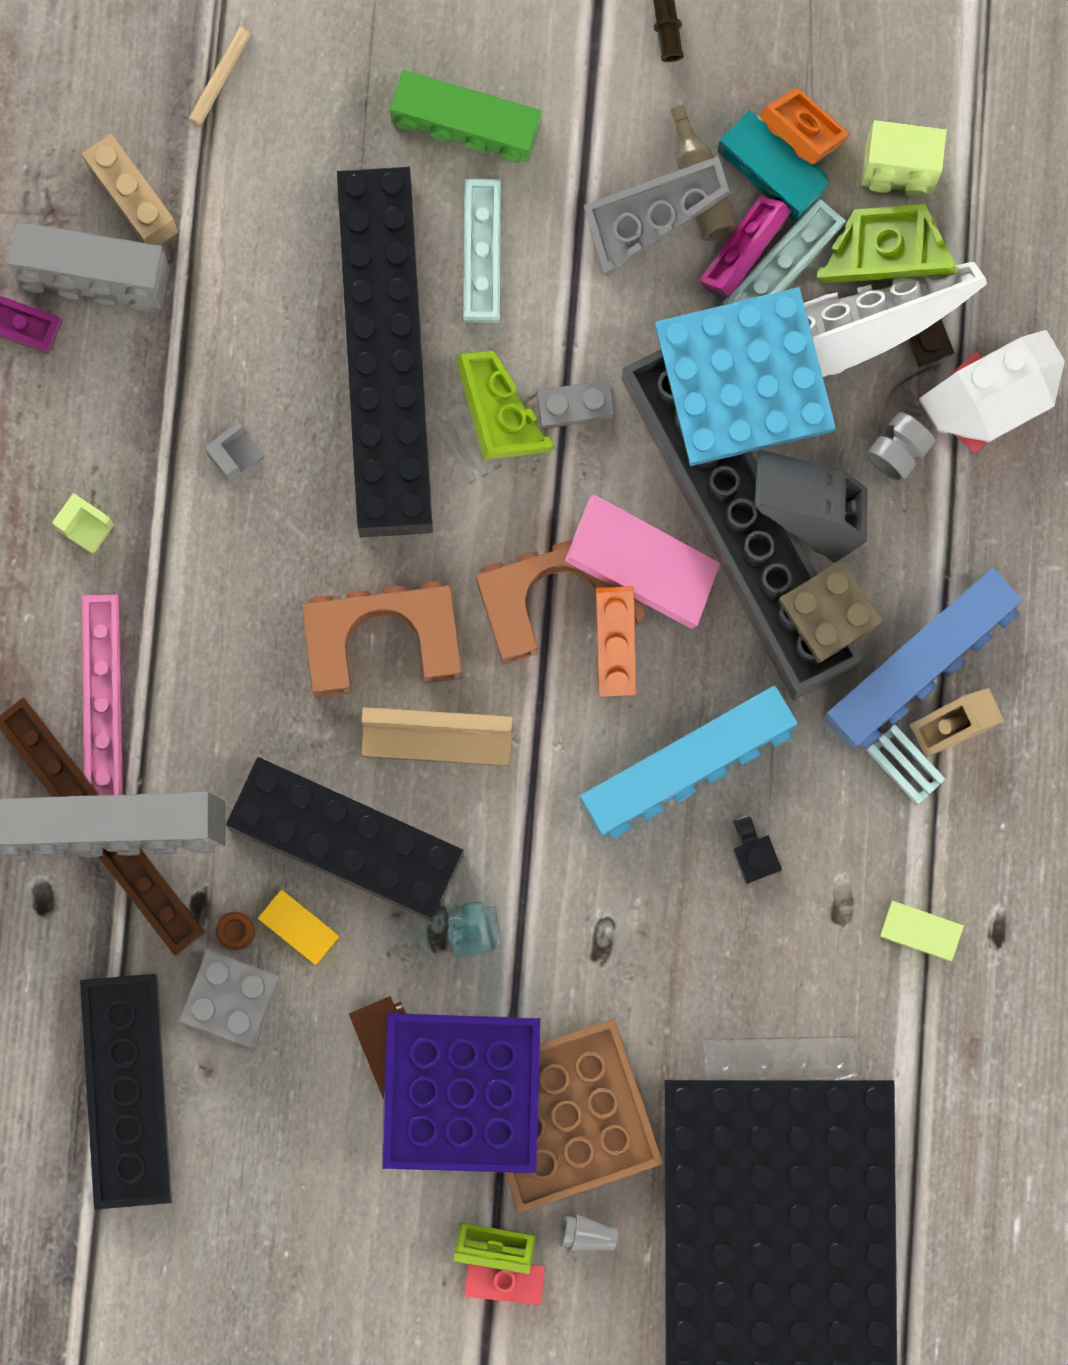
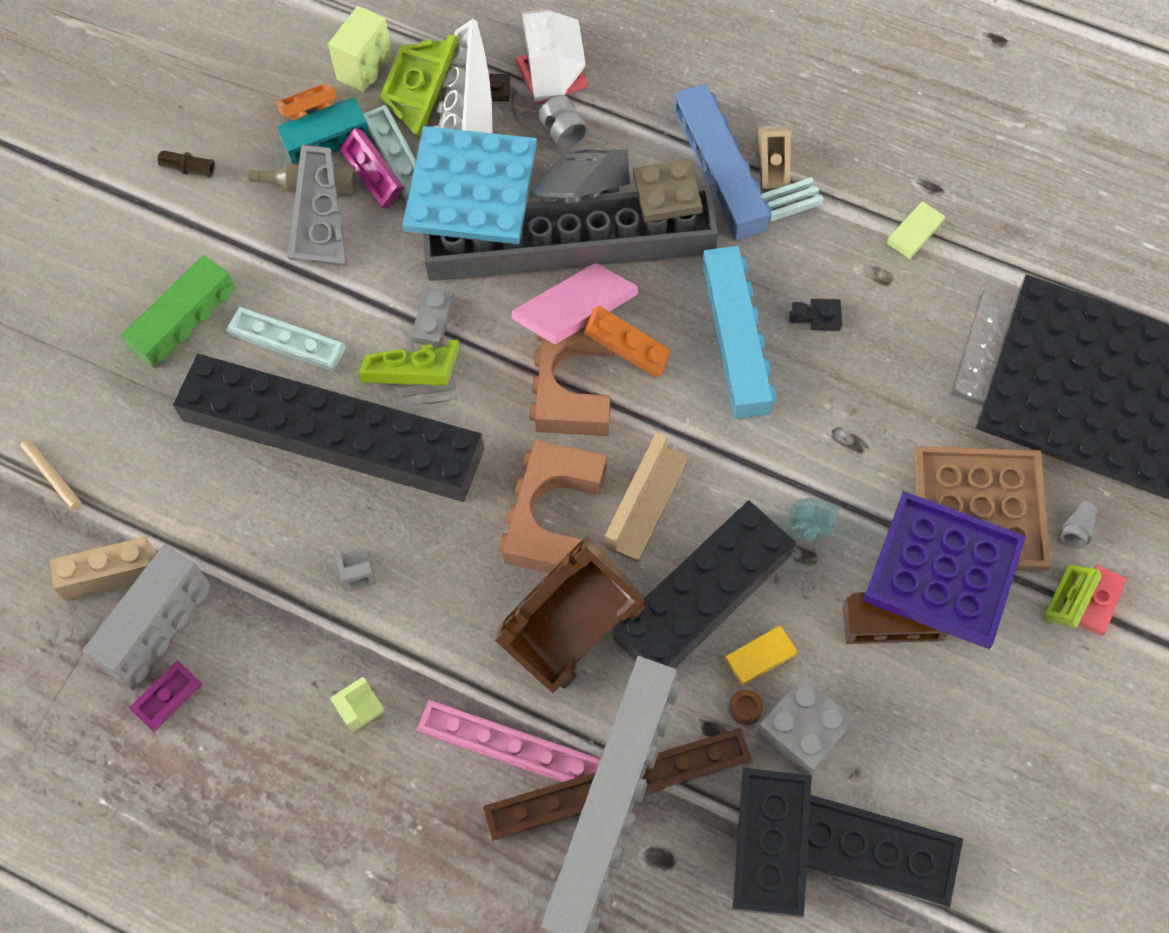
camera: 65 degrees left, 15 degrees down
(89, 1004) = (772, 843): none -> black plate
(253, 700) = (568, 614): none -> reddish brown windscreen

